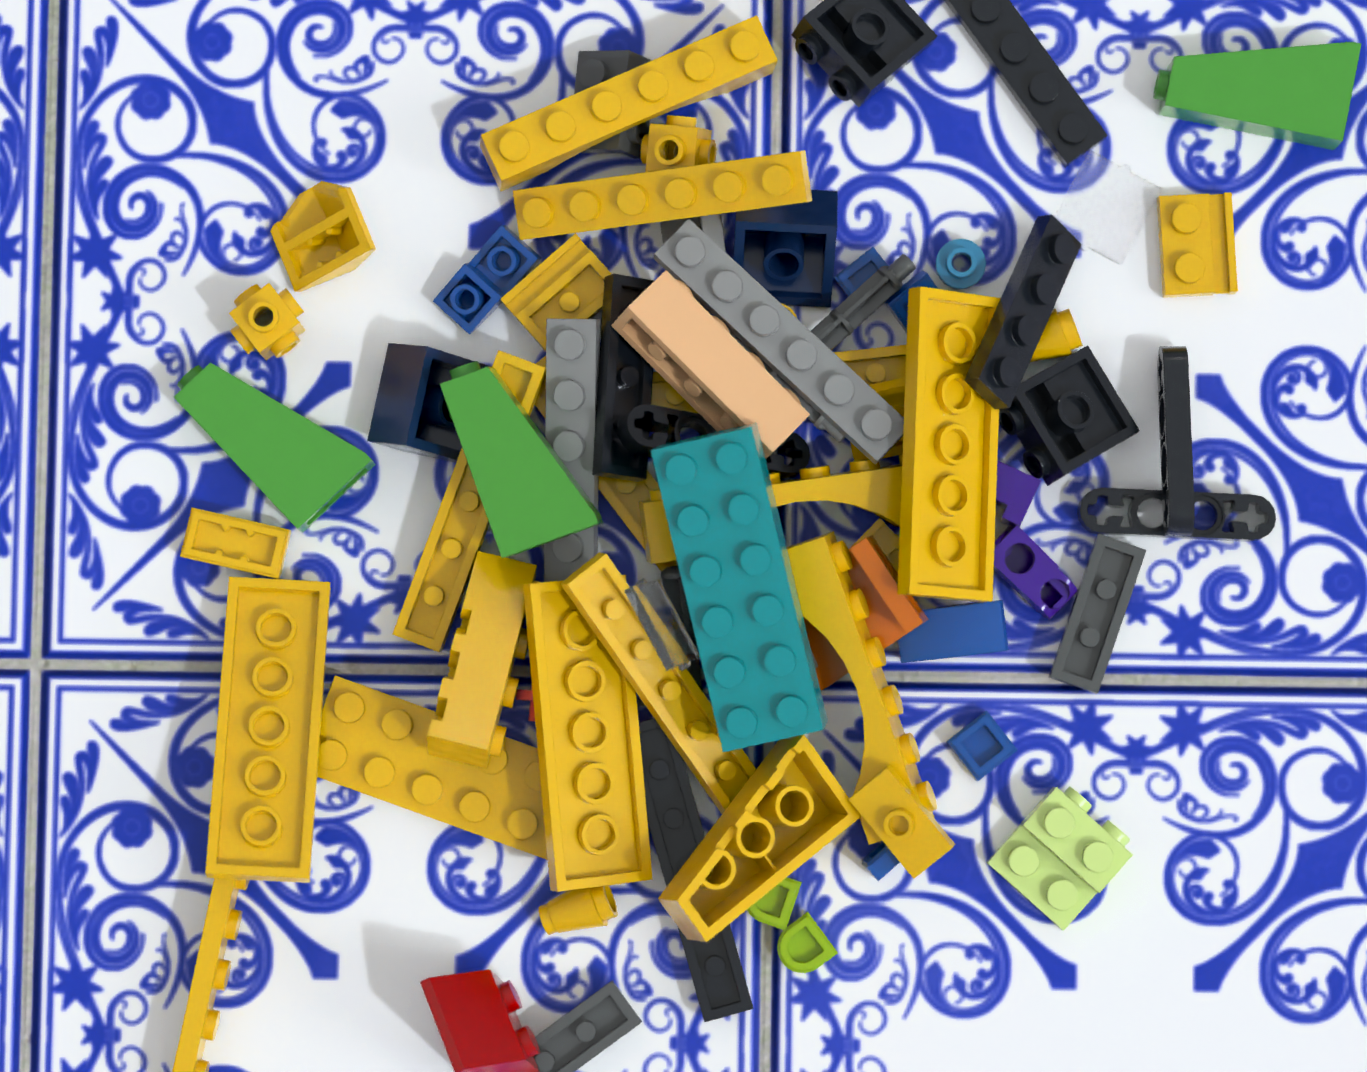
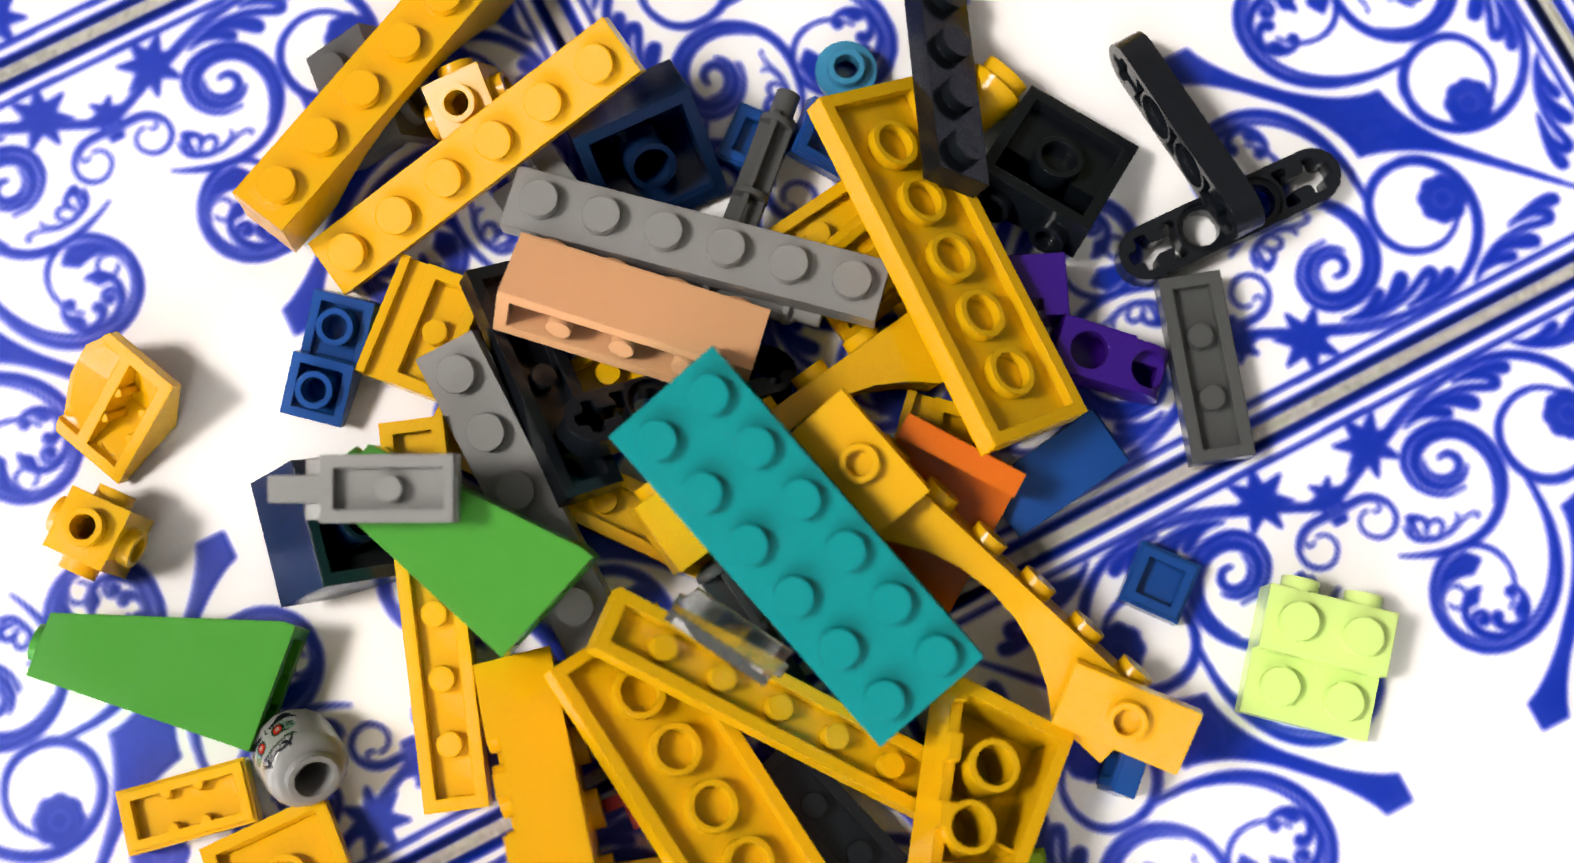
camera: 30 degrees left, 5 degrees down
(328, 551) = (300, 757): none -> light grey head
(476, 401) = (374, 488): none -> light grey hinge
(814, 553) = (861, 460): none -> yellow plate

